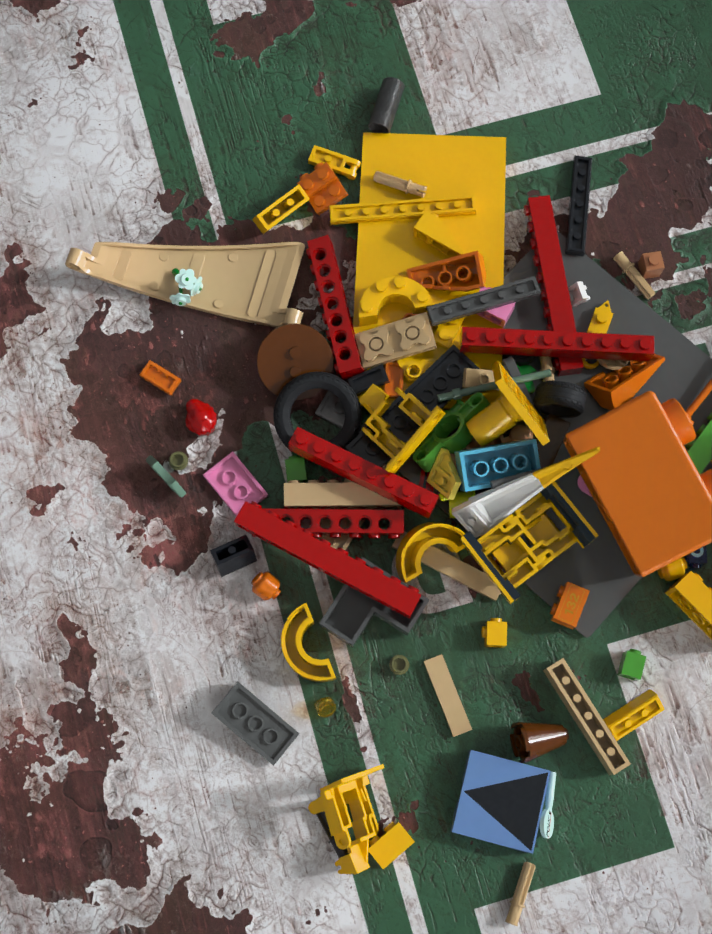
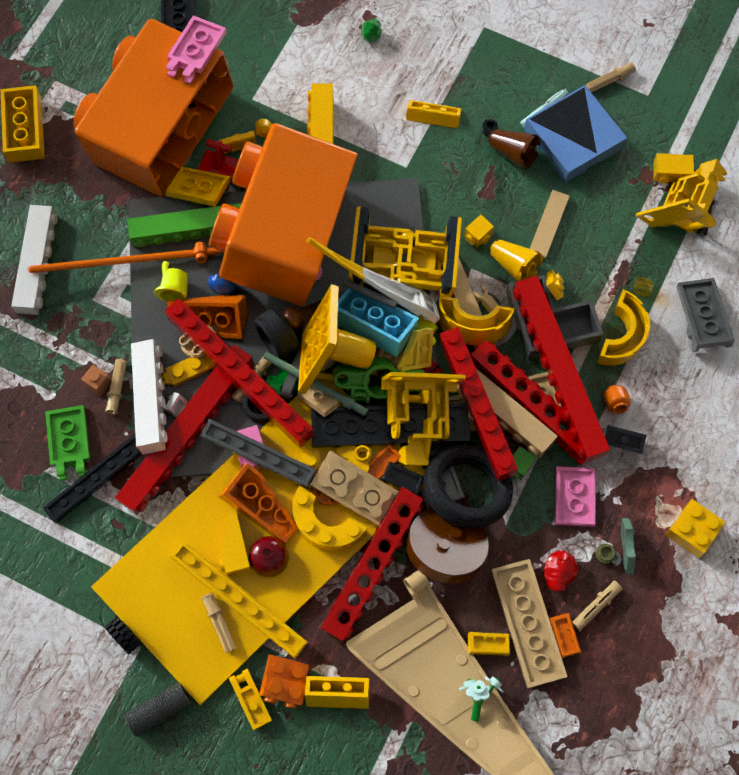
camera: 135 degrees left, 5 degrees down
(126, 533) = (695, 528): none -> yellow brick
(151, 438) = (614, 588): none -> tan pin
(193, 364) = (528, 623): none -> tan plate
(208, 327) = (488, 643): none -> yellow plate
(393, 635) = (555, 284): none -> yellow plate
(399, 664) = (565, 269): olive plate -> none
(409, 250) = (268, 556): none -> dark red cylinder
(433, 581) = (487, 301): none -> tan bar
(443, 632) = (516, 259): none -> yellow cone
(453, 124) = (122, 635): none -> black tyre
(560, 418) = (293, 317): none -> reddish brown piece
(569, 605) = (410, 203): orange brick -> none
(580, 739) = (491, 122): none -> black bush
(586, 717) = (468, 133): tan brick -> none
(602, 278) = (148, 397): none -> white brick
(624, 213) = (68, 440): none -> bright green tile
(632, 665) = (405, 138): bright green brick -> none
(674, 374) = (173, 284): none -> neon yellow hat

